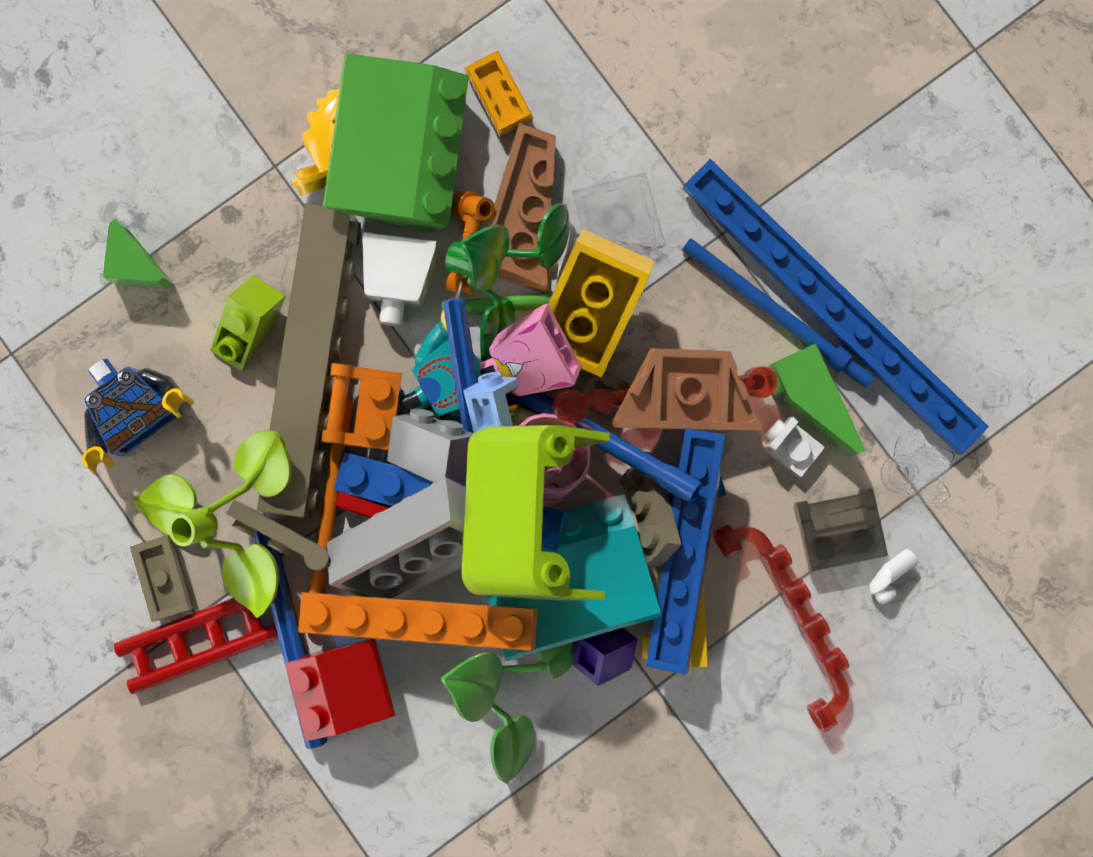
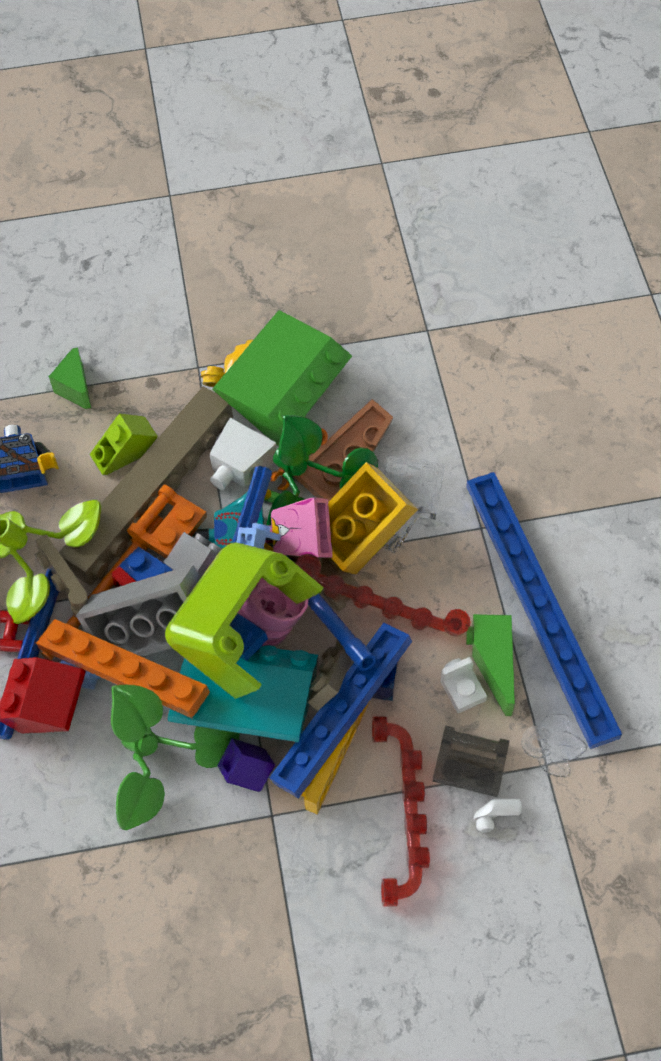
camera: 30 degrees right, 25 degrees down
(498, 93) = (368, 379): light orange plate -> none
(687, 392) = (402, 601): nougat wing -> none
(838, 358) = (525, 638): blue bar -> none

